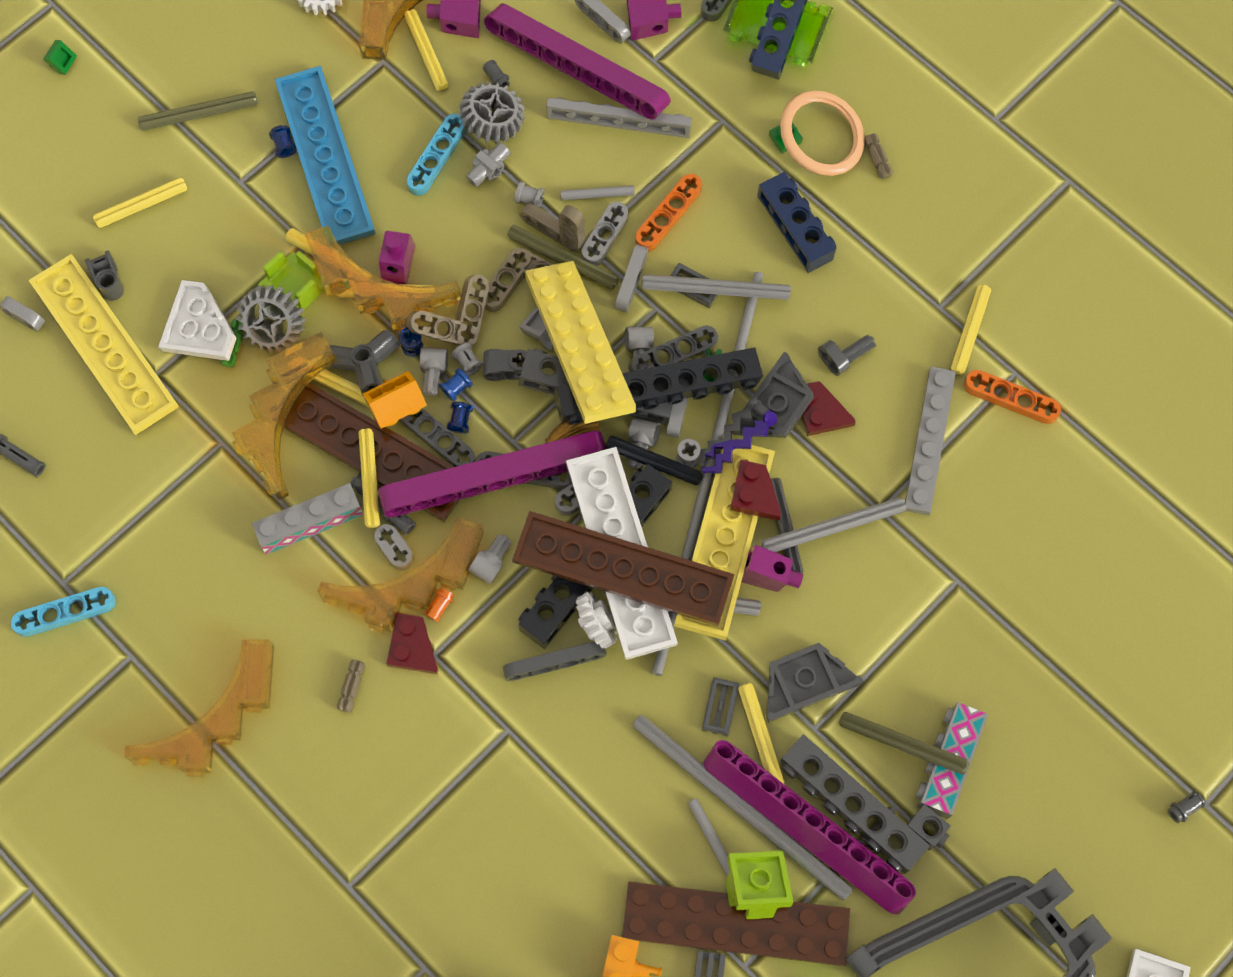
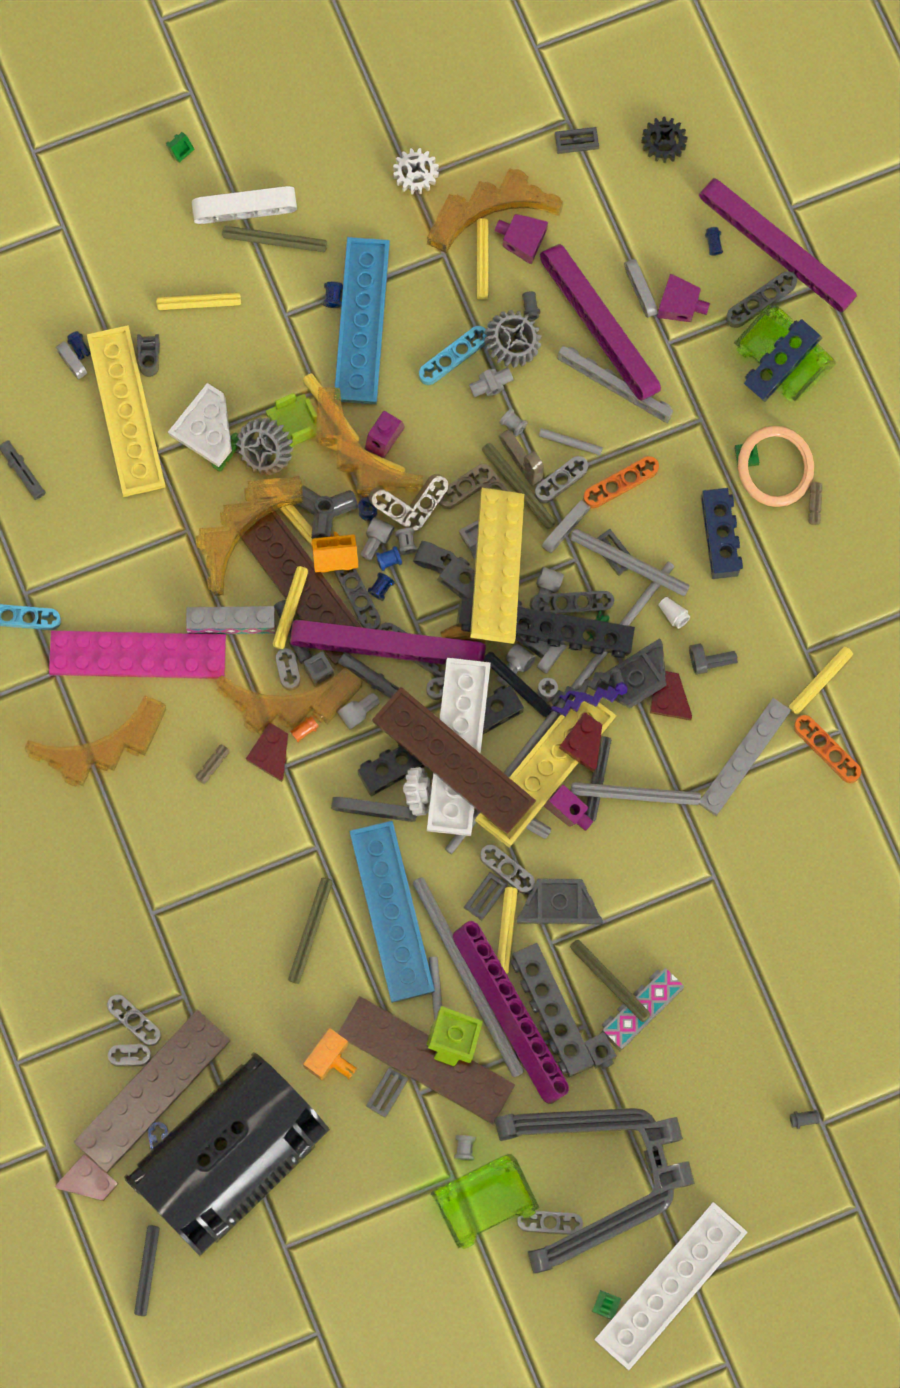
camera: 20 degrees right, 5 degrees up
(24, 295) = (78, 344): none -> clear blue pin
(151, 89) = (244, 205): none -> white beam
(216, 599) = (137, 654): none -> dark pink plate
(427, 531) = (318, 668): none -> dark grey brick
(480, 515) = (376, 680): none -> dark grey pin
(540, 830) = (310, 930): none -> olive axle
(624, 769) = (392, 911): none -> dark azure plate
(714, 653) = (523, 875): none -> light grey beam
(785, 320) = (675, 613): none -> white cone

